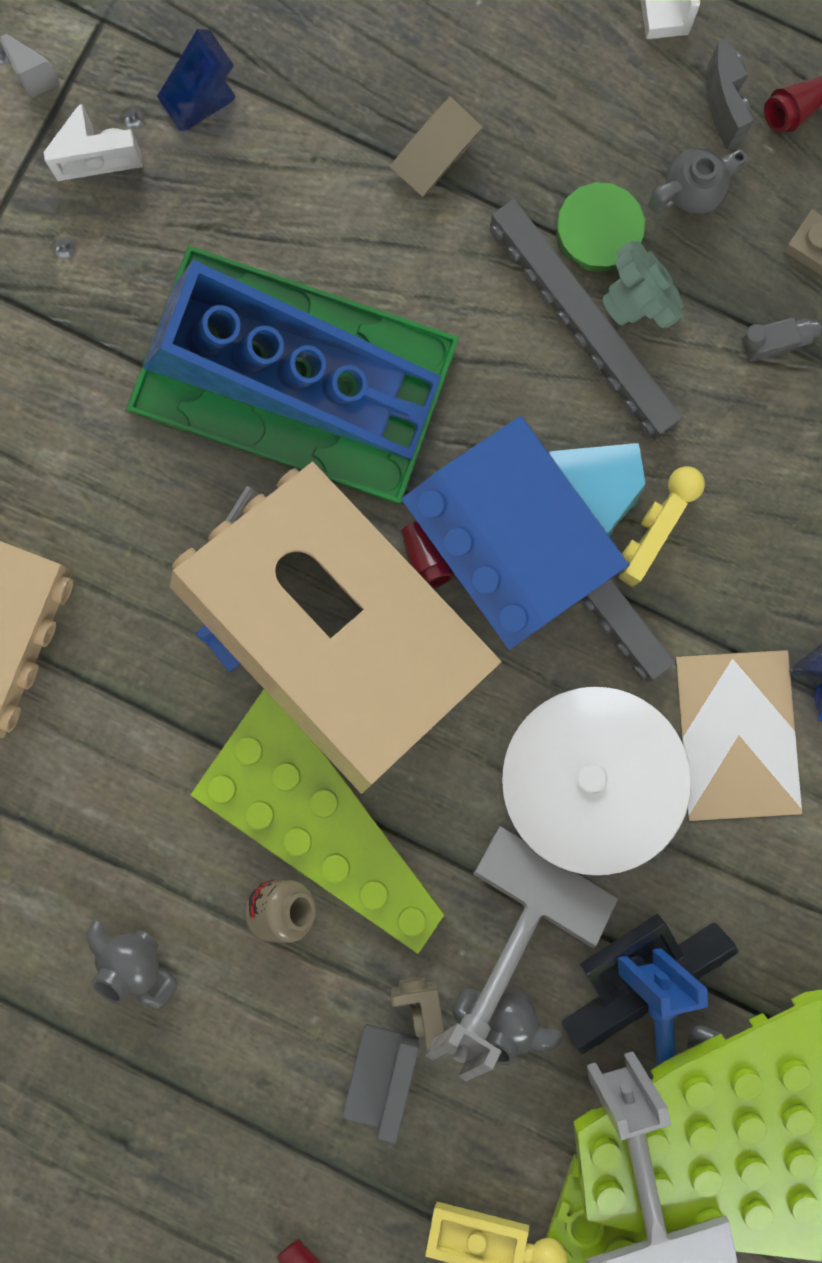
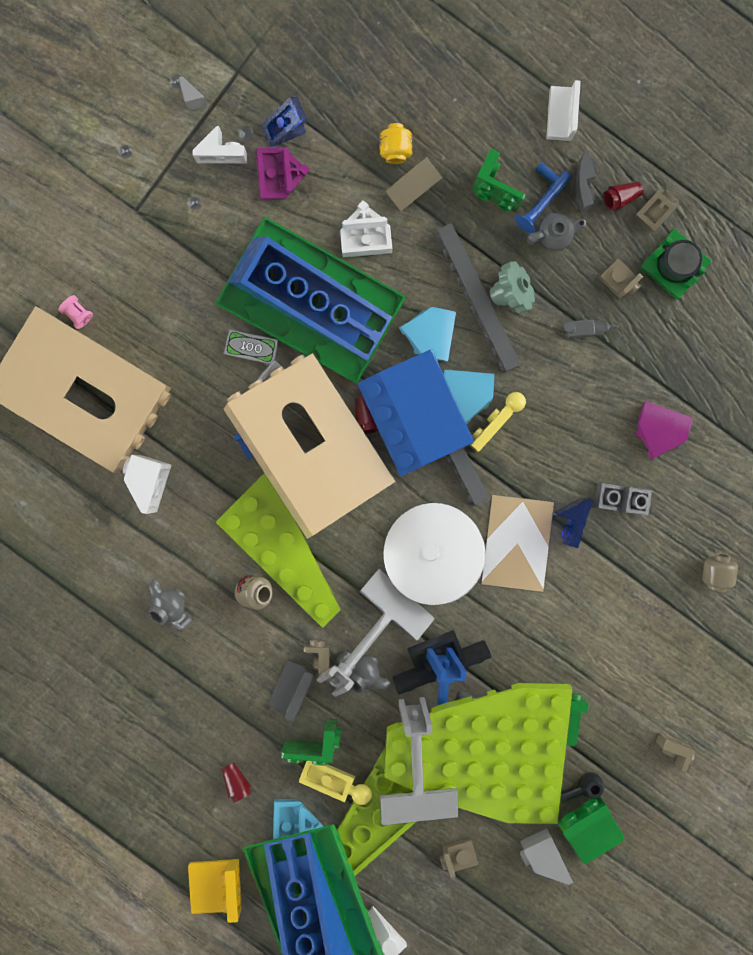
camera: 10 degrees right, 5 degrees up
(50, 743) = (146, 481): none -> white slope
(199, 171) = (278, 173): none -> magenta slope
(202, 473) = (251, 347): none -> light grey tile
(368, 245) = (365, 233): none -> white slope
(393, 86) = (395, 144): none -> yellow head
(443, 1194) = (318, 753): none -> green bracket
(514, 386) = (432, 331): none -> medium azure slope
(581, 126) = (488, 188): none -> green bracket
(597, 224) = (497, 245): bright green tile -> none
(642, 176) = (527, 221): none -> blue piece

